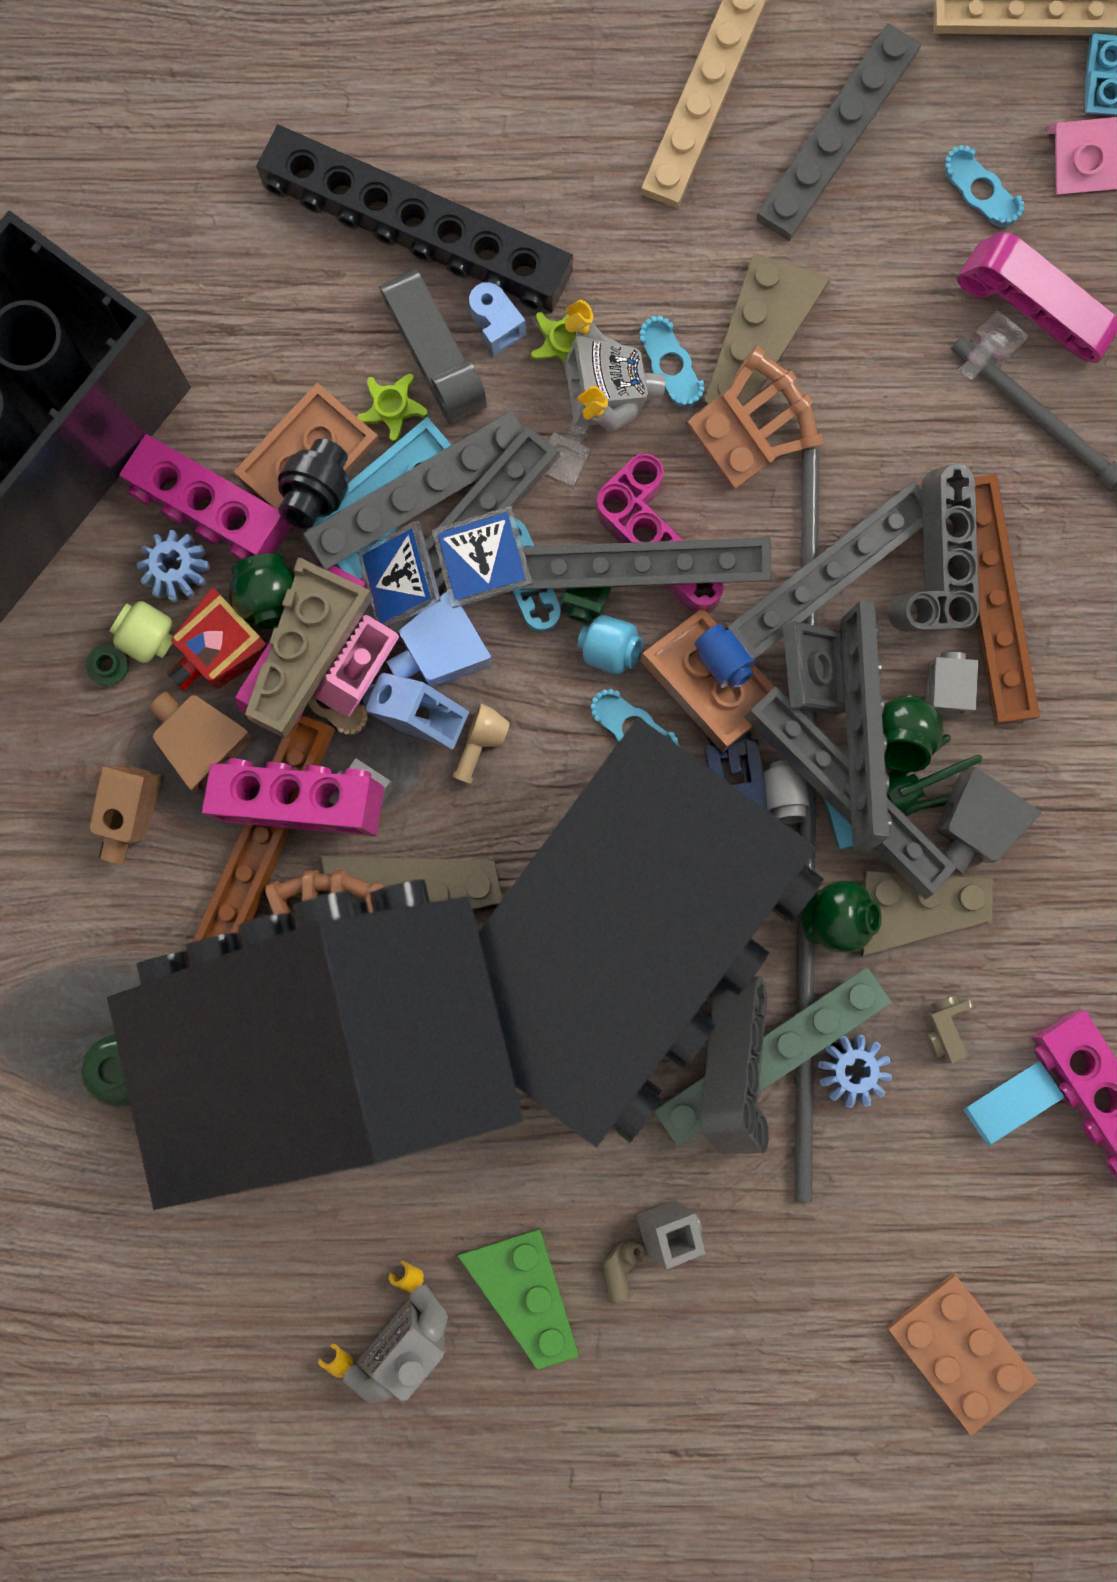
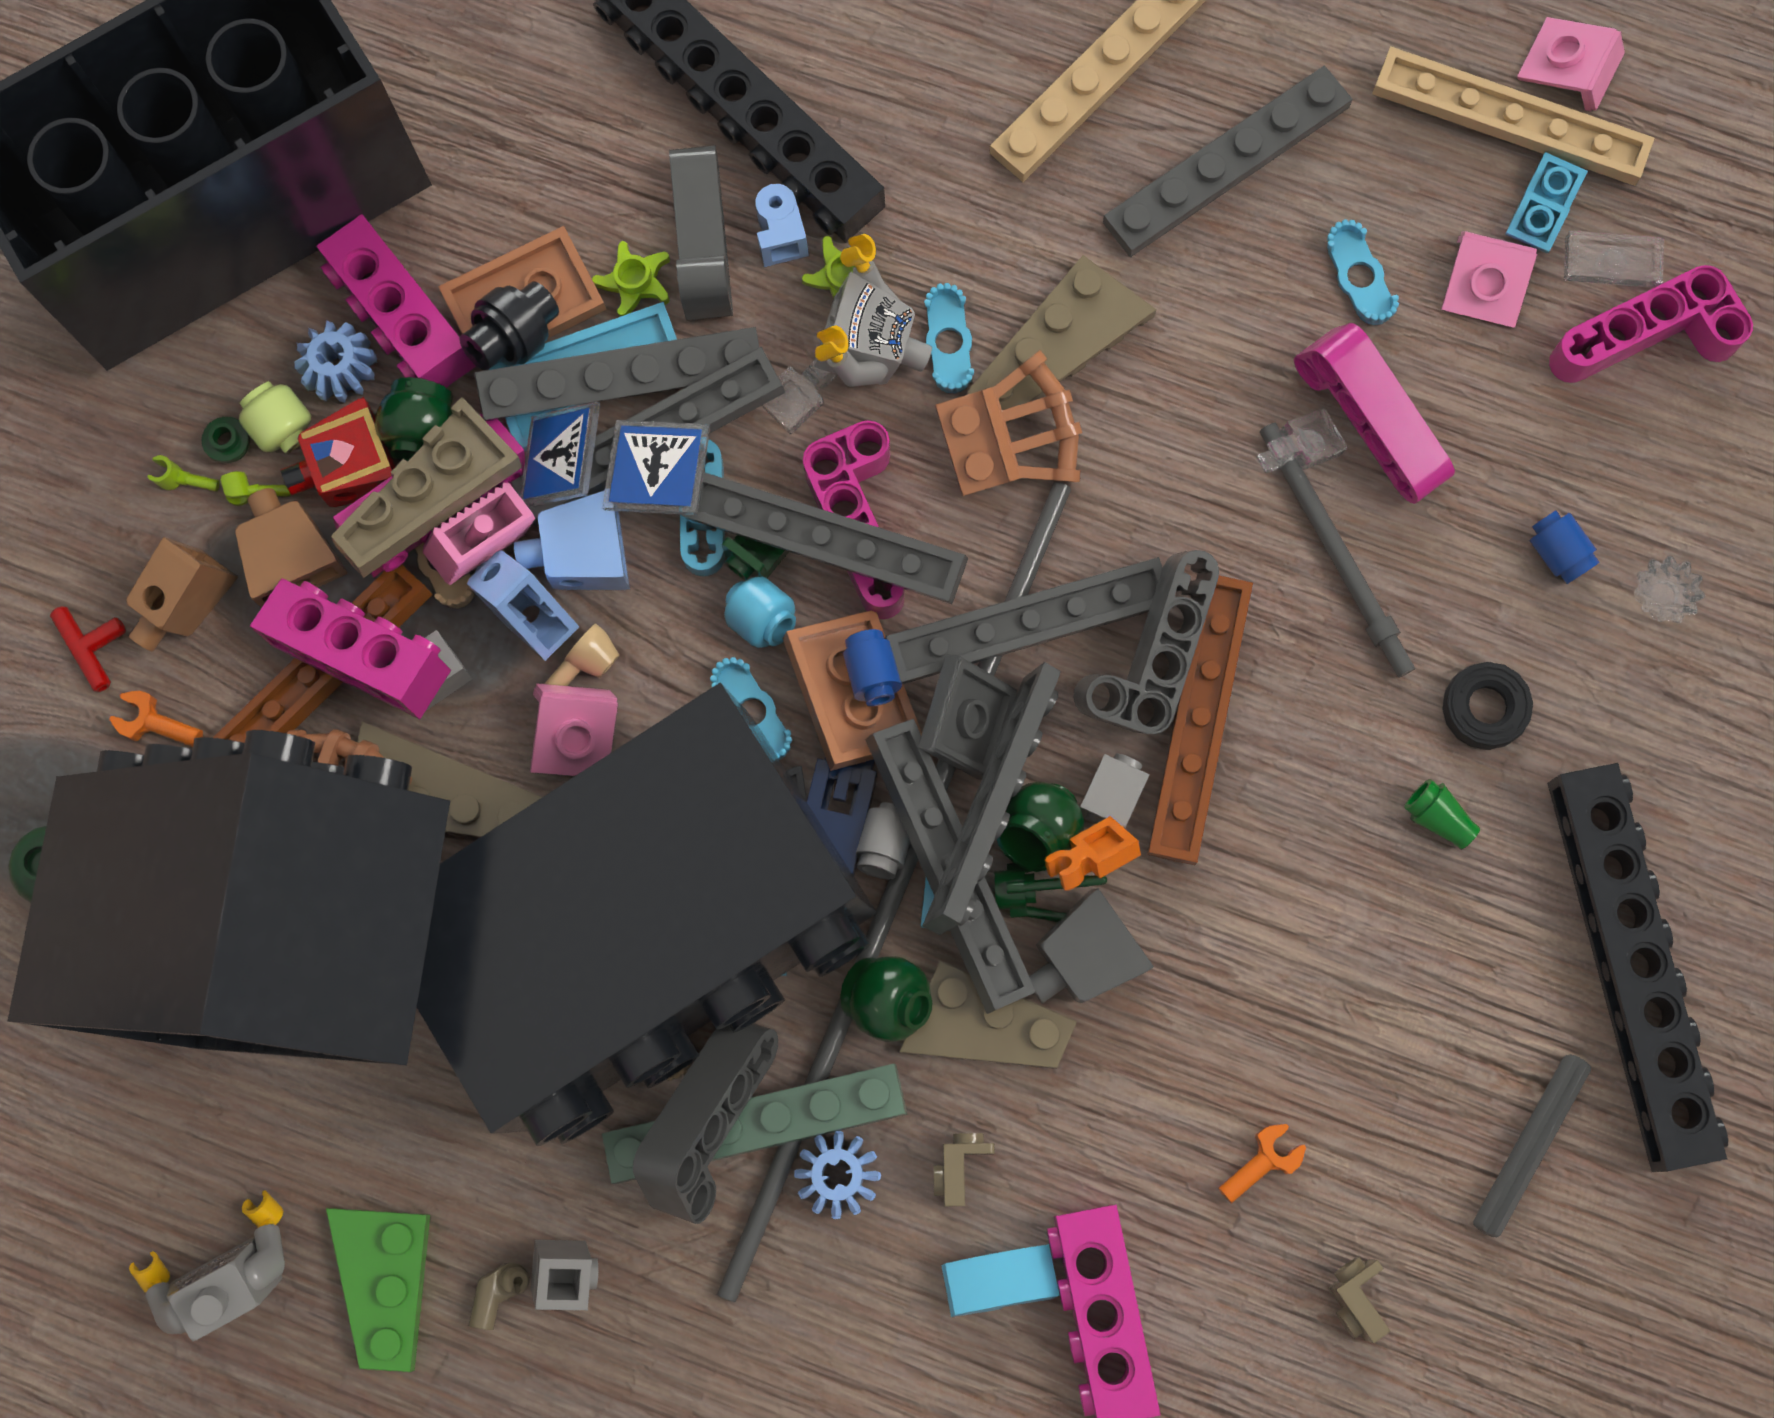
camera: 25 degrees right, 5 degrees down
(62, 880) = (84, 646): none -> red piece
(78, 710) = (175, 476): none -> lime hand
(136, 704) = (237, 488): none -> lime hand
(147, 920) = (150, 720): none -> orange bar
(499, 797) = (572, 728): none -> bright pink piece
(963, 736) = (1094, 850): none -> orange plate

